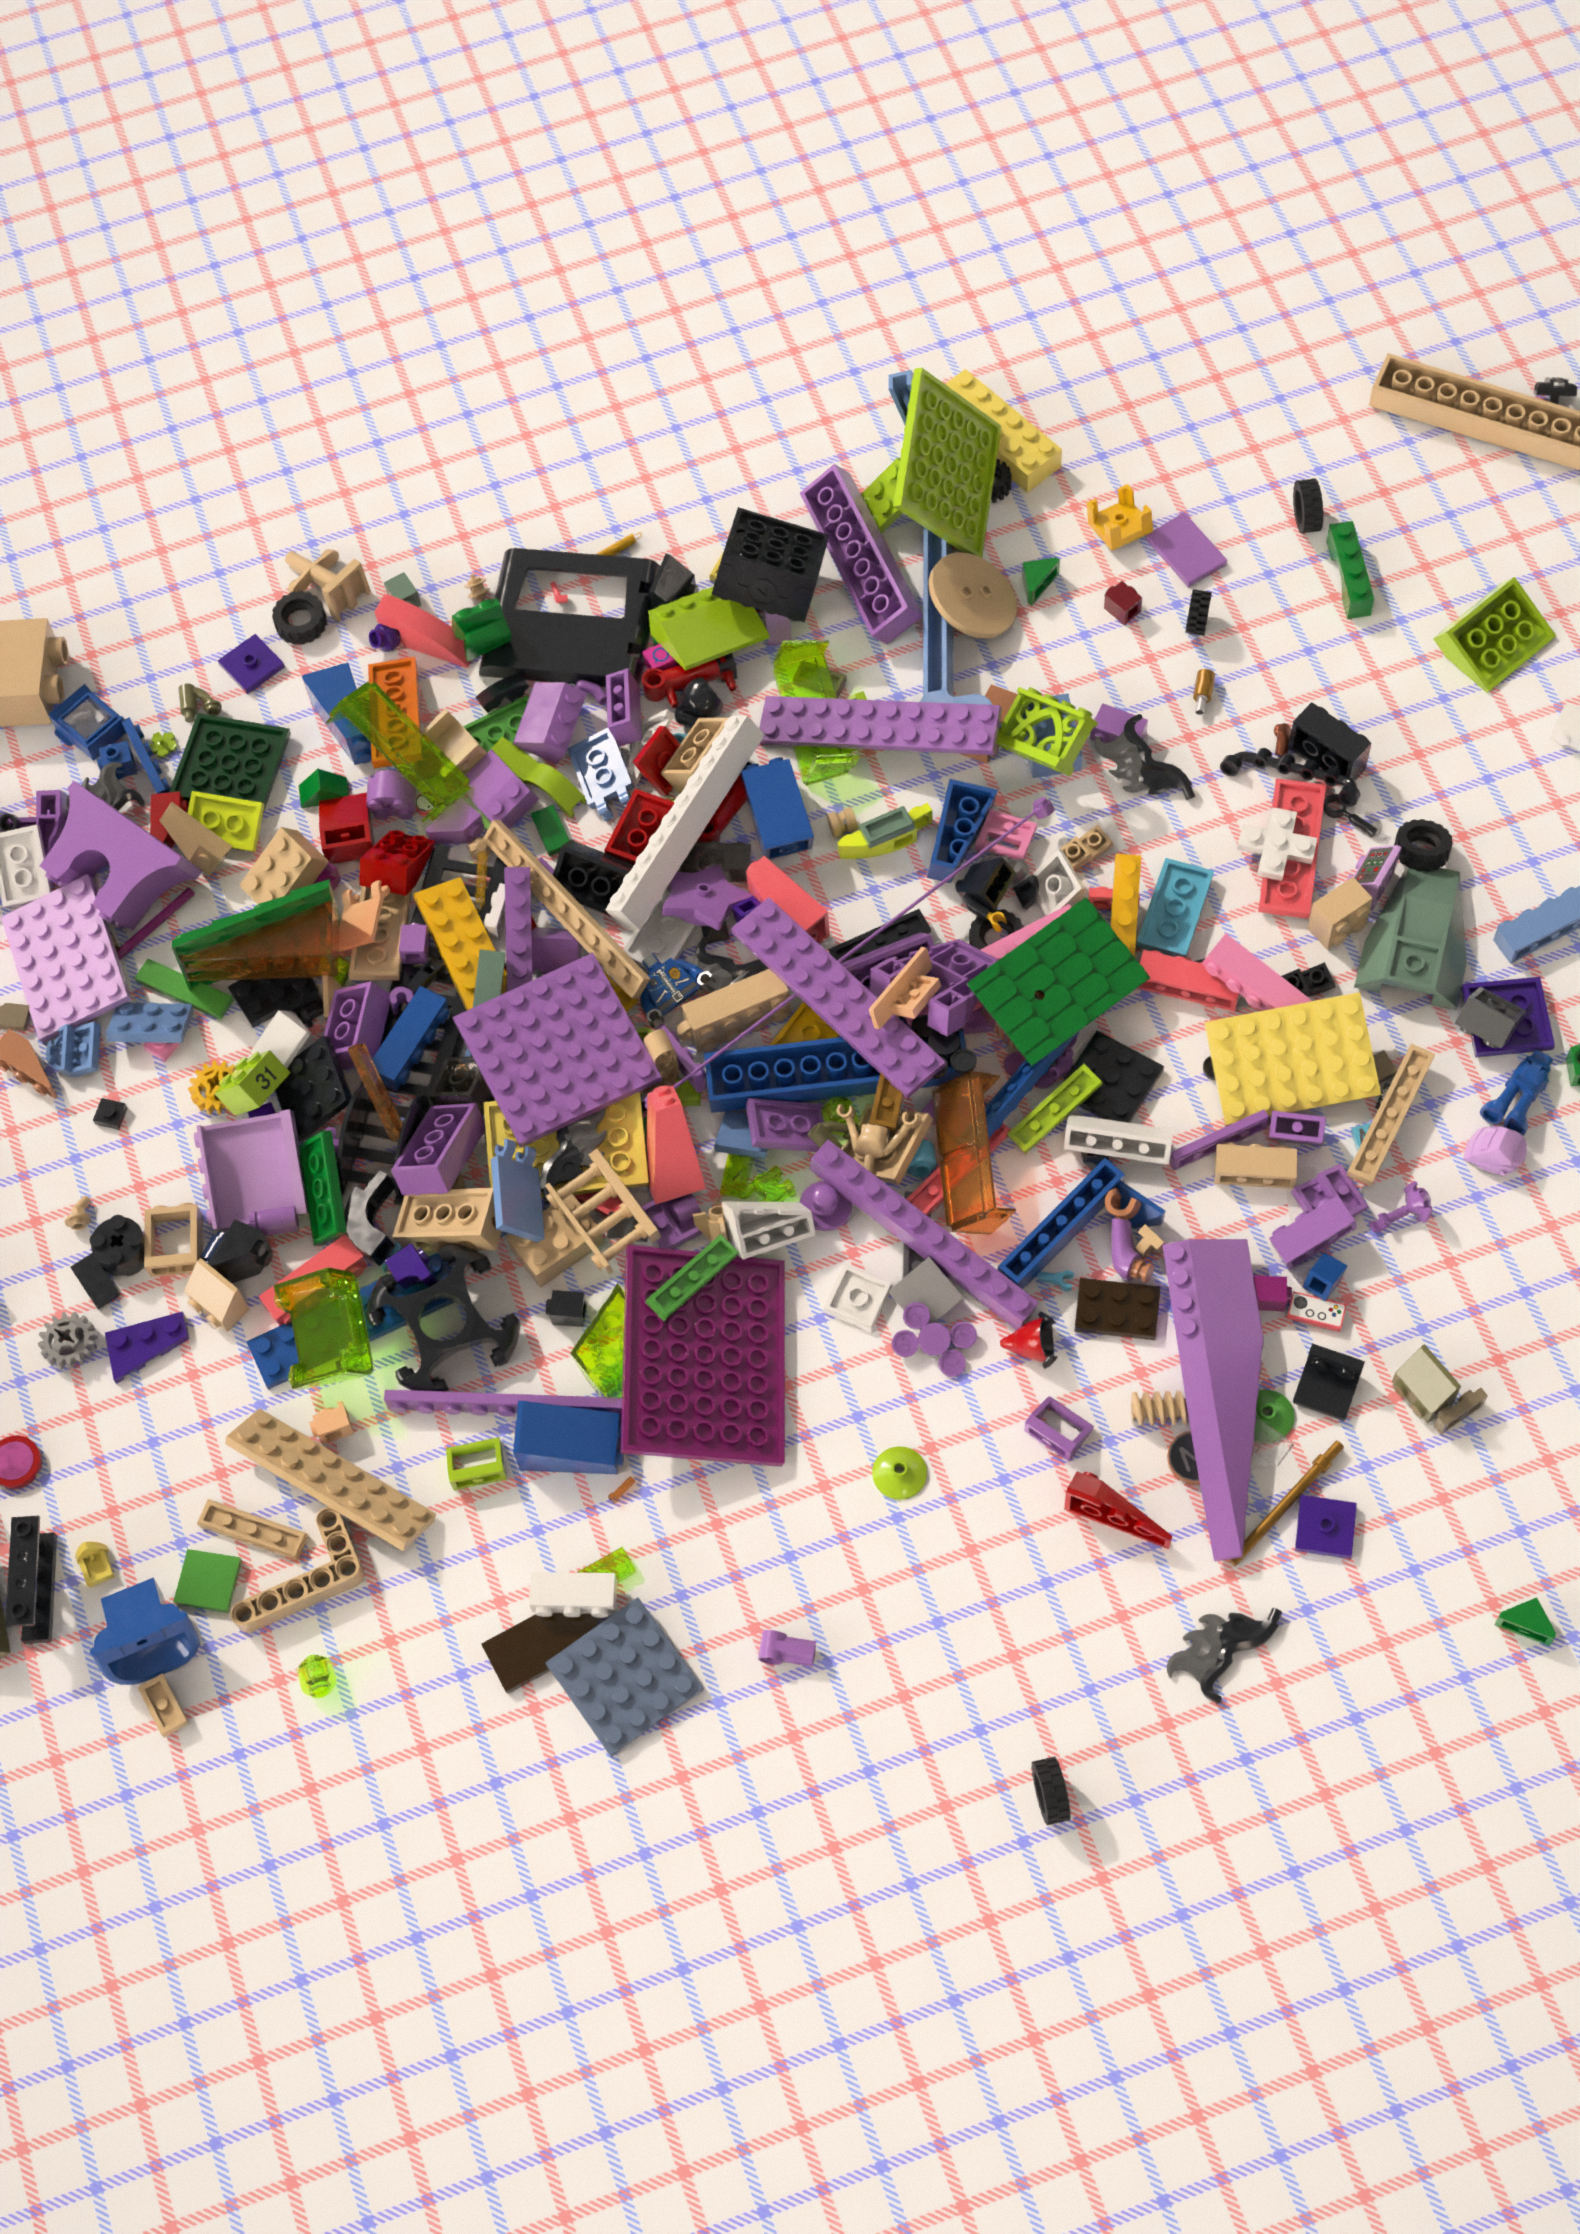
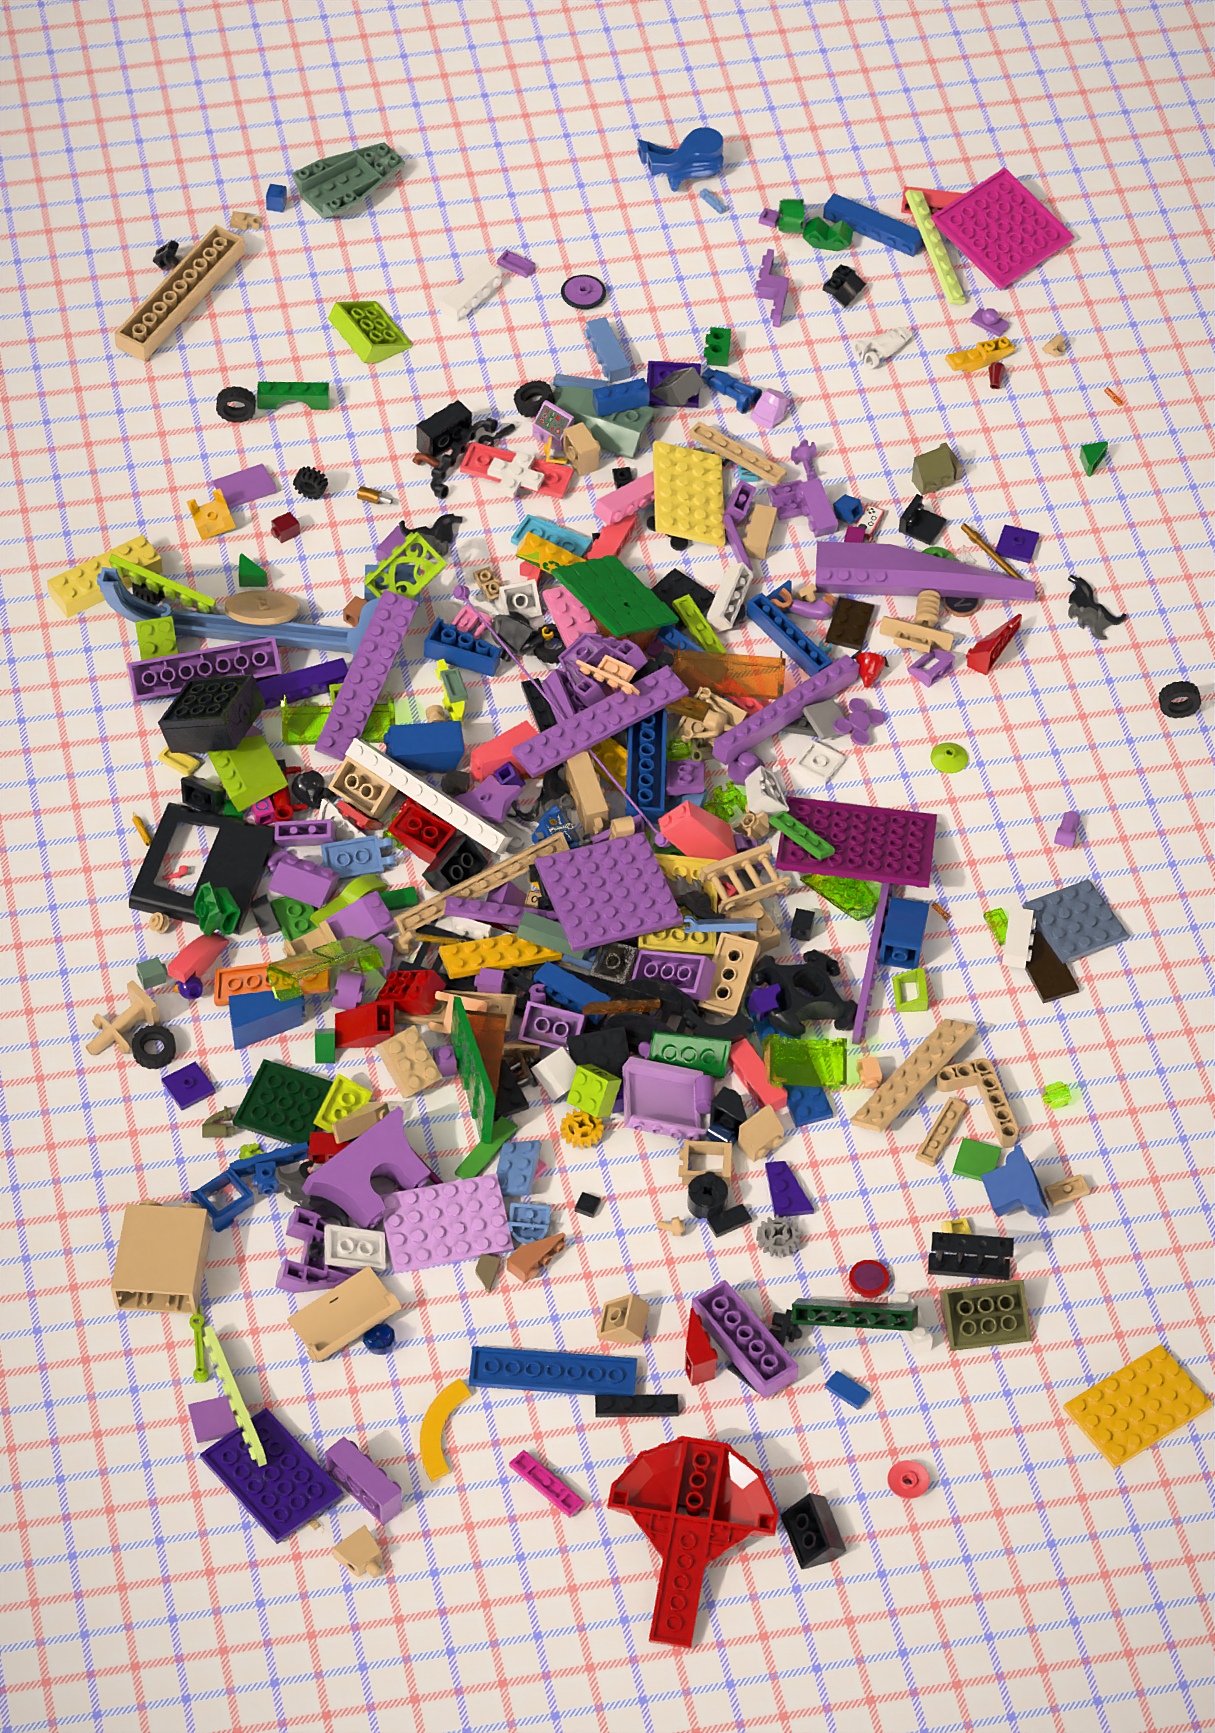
camera: 90 degrees left, 10 degrees down
(858, 651) = (302, 683): none -> dark purple brick
(1103, 1396) = (915, 636): none -> tan bracket
(1330, 877) = (547, 446): none -> yellow bracket
(1433, 938) = (621, 397): none -> blue brick
(1474, 900) = (574, 381): none -> medium blue tile

